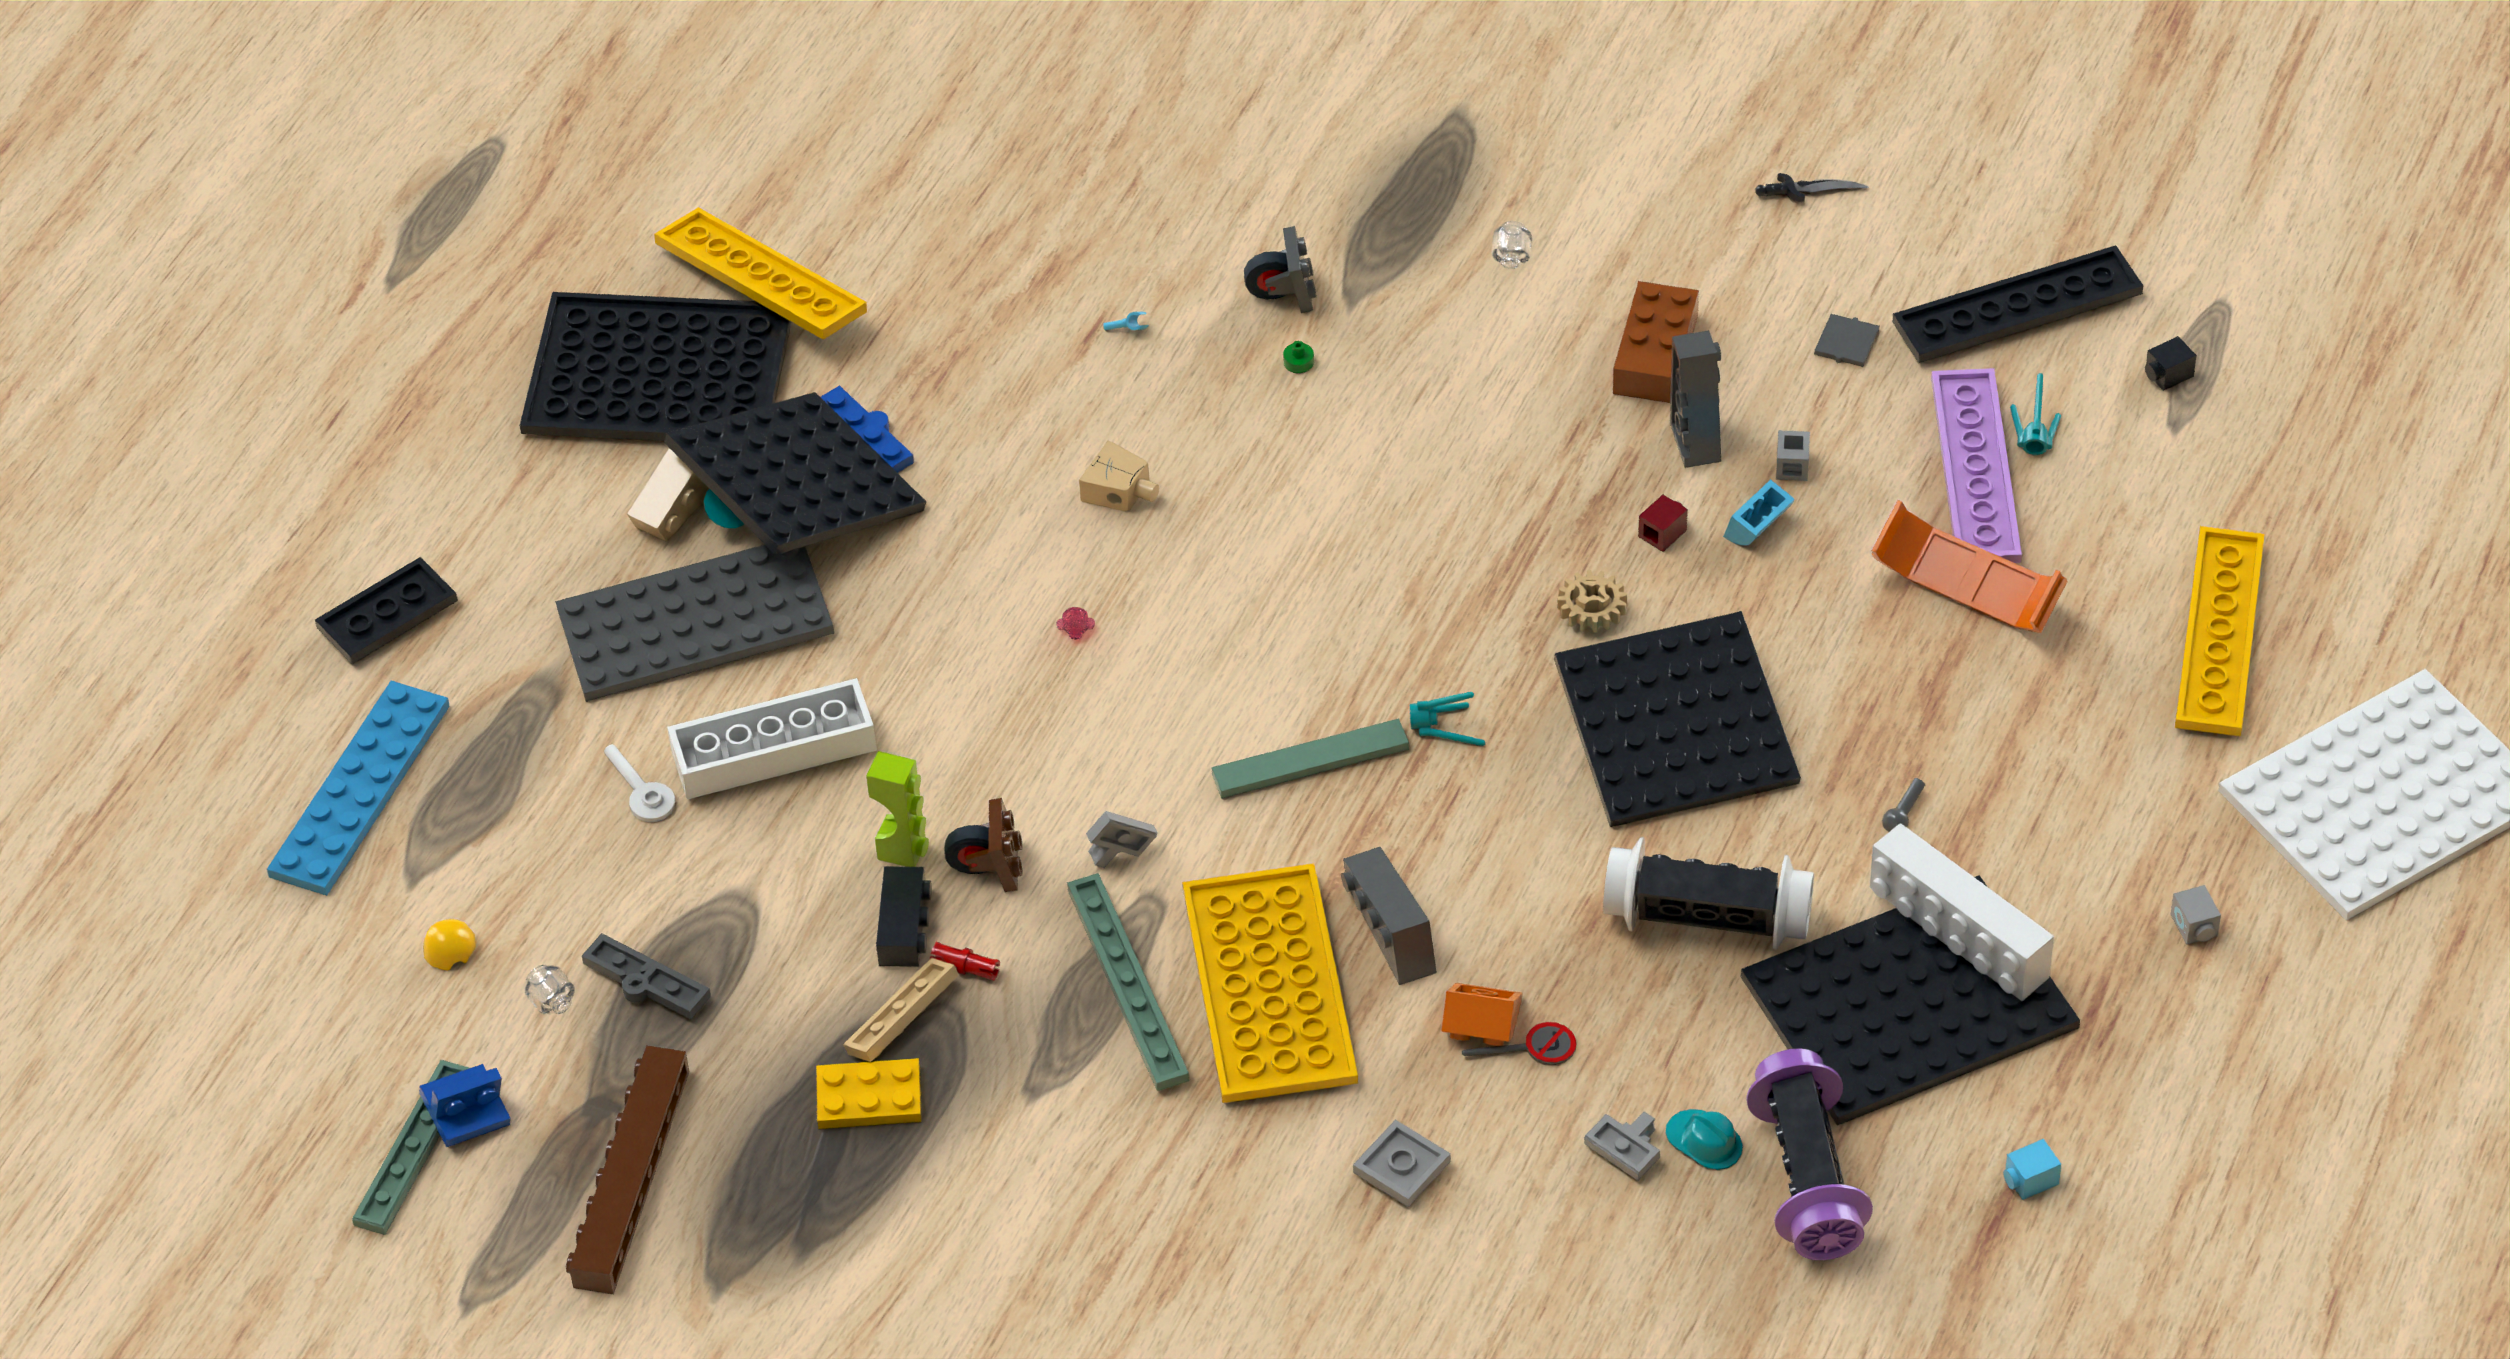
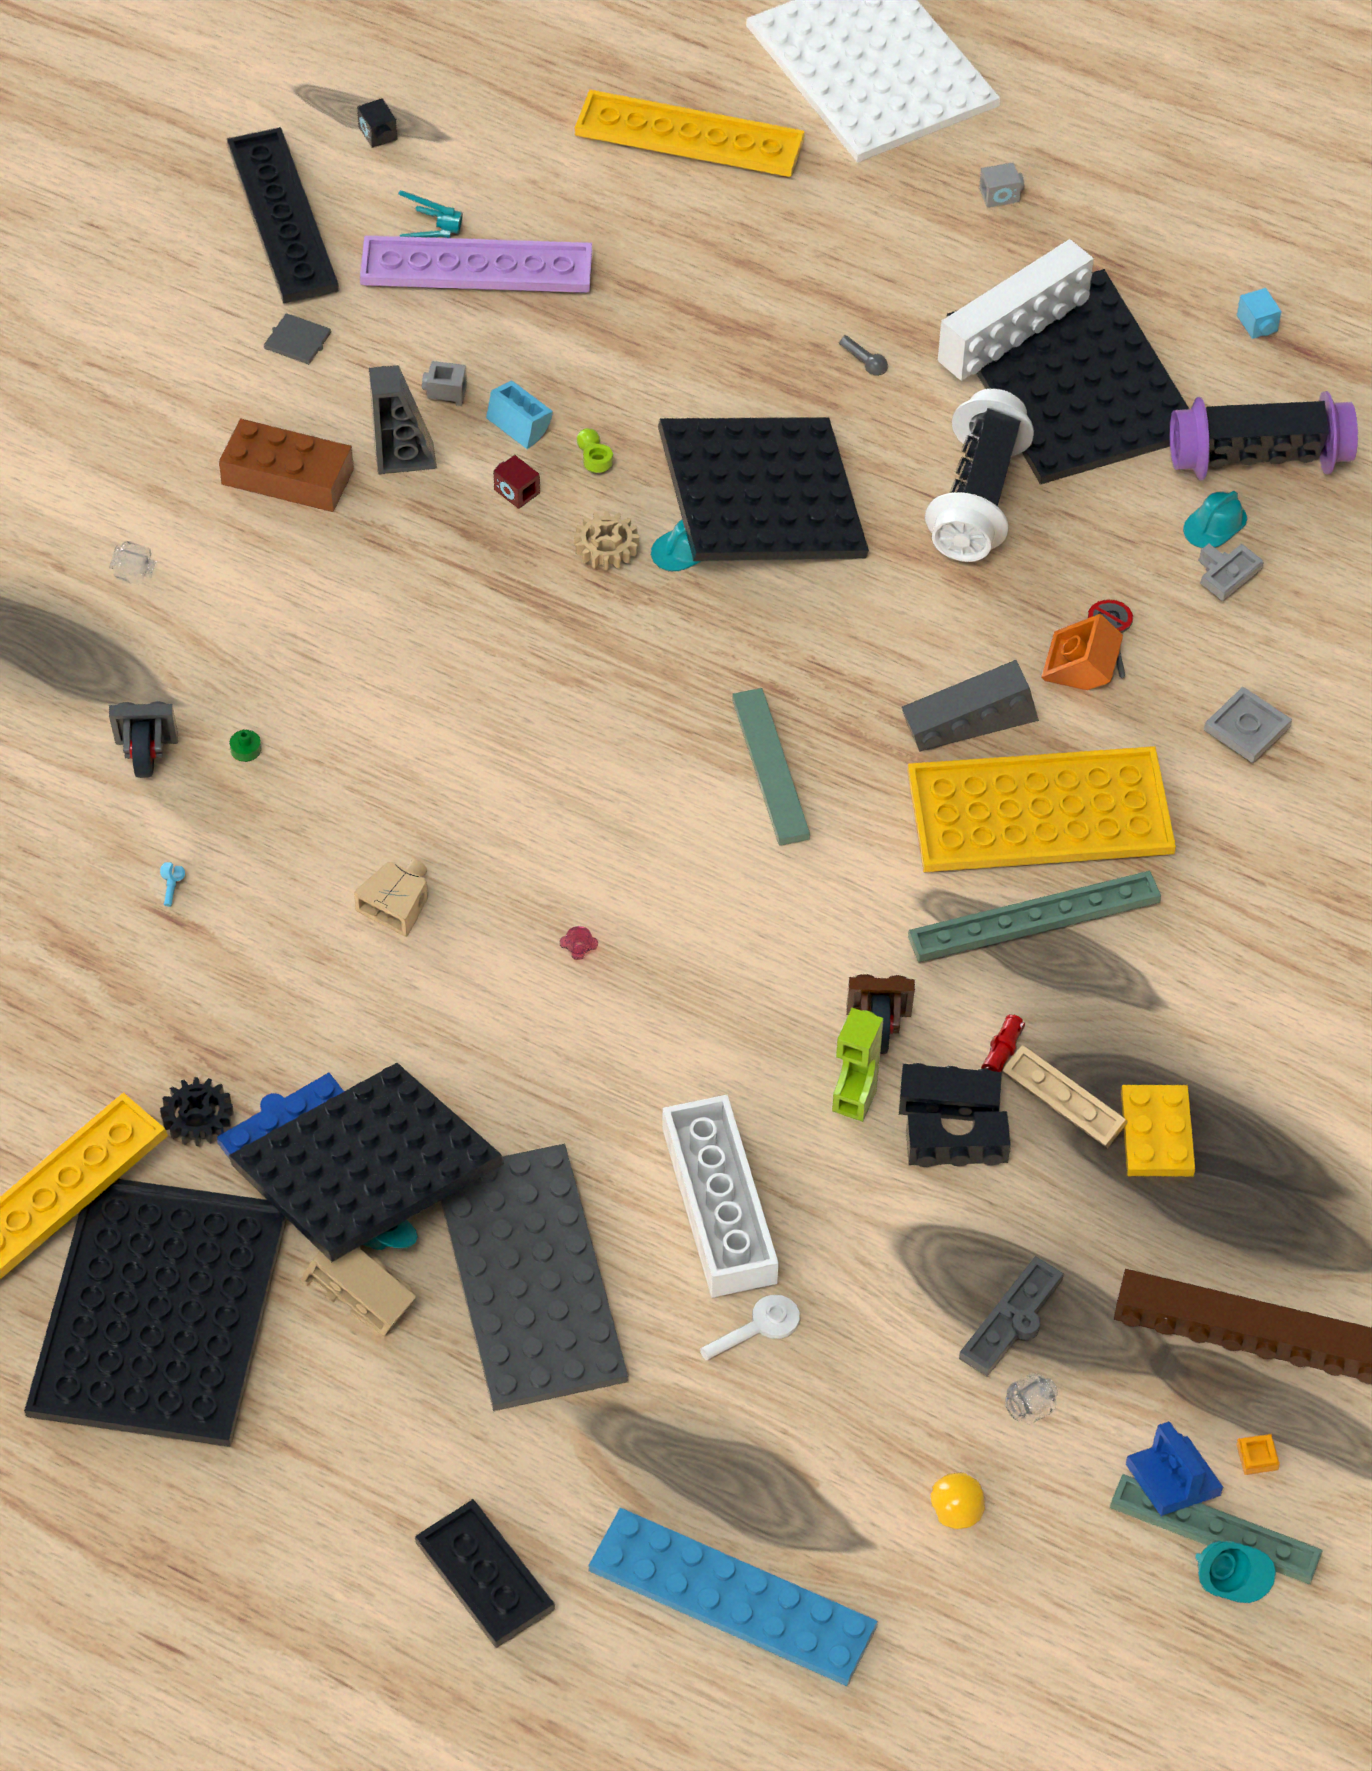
camera: 90 degrees left, 5 degrees up
(359, 1147) = (1235, 1571): none -> teal piece
(493, 1179) = (1258, 1454): none -> light orange tile
(847, 946) = (933, 1145): none -> black arch
(864, 367) = (196, 1111): none -> black gear
(1118, 834) = (875, 904): light grey hinge -> none
(1424, 714) = (731, 674): teal plant -> none
(1710, 586) = (596, 456): none -> lime plate
(1793, 189) = (92, 341): black piece -> none
(1966, 572) = (626, 263): orange windscreen -> none

